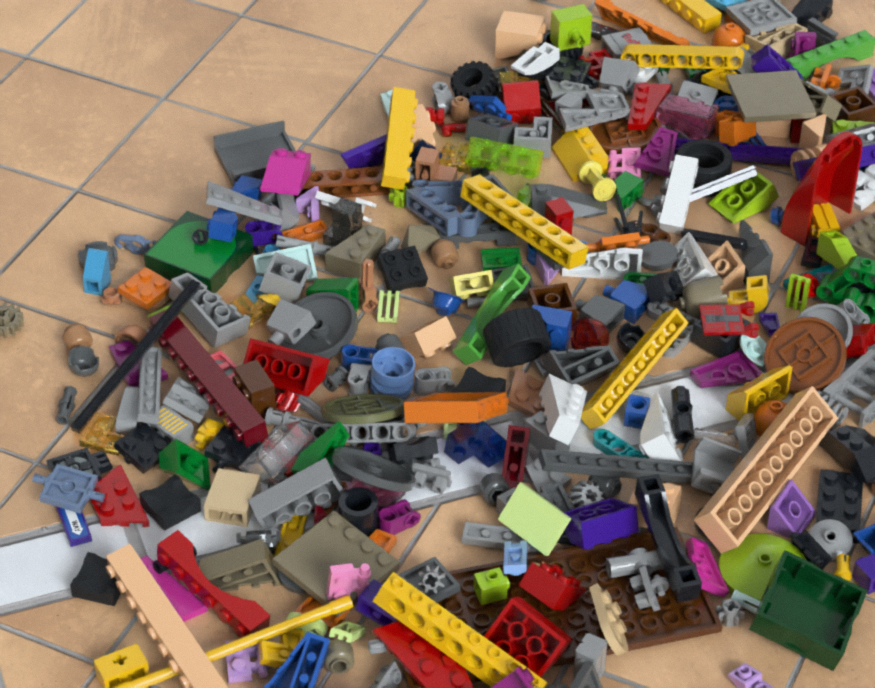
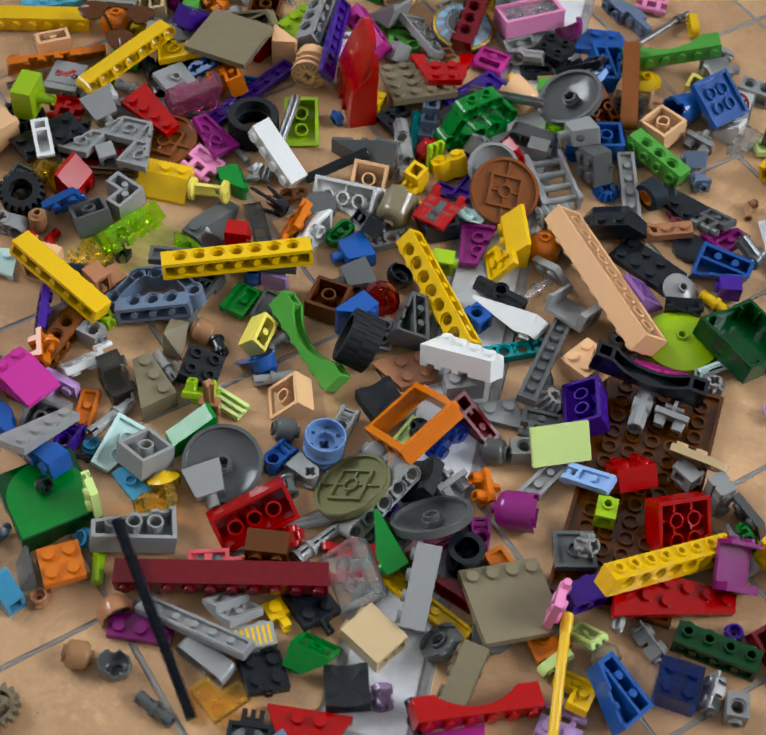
camera: 60 degrees left, 10 degrees up
(124, 273) = (25, 571): none -> dark grey slope
(183, 524) = (382, 697): none -> clear purple wheel
(208, 259) = (91, 494): none -> yellowish green plate
(328, 170) = (44, 345): none -> orange hips
(379, 196) = (90, 333): none -> light grey brick
(381, 279) = (194, 392): none -> lime hips
(433, 314) = (270, 378): none -> light grey pin
(437, 271) = (217, 343): none -> black bush
(437, 501) = (485, 487): none -> orange hips
(439, 529) = (516, 510): none -> magenta cylinder
(588, 624) = (686, 475): none -> light grey brick
(594, 225) = (257, 221): none -> clear smoke slope
(661, 16) = (53, 40): none -> light nougat slope
(680, 359) = (446, 260): none -> lime brick
(713, 10) = (116, 38): none -> reddish brown plant
(715, 397) = (498, 264): none -> yellow plate
(792, 263) = (405, 145): none -> light grey piece
(793, 303) = (450, 165): none -> yellow brick
(835, 248) = (420, 109): lime slope -> none

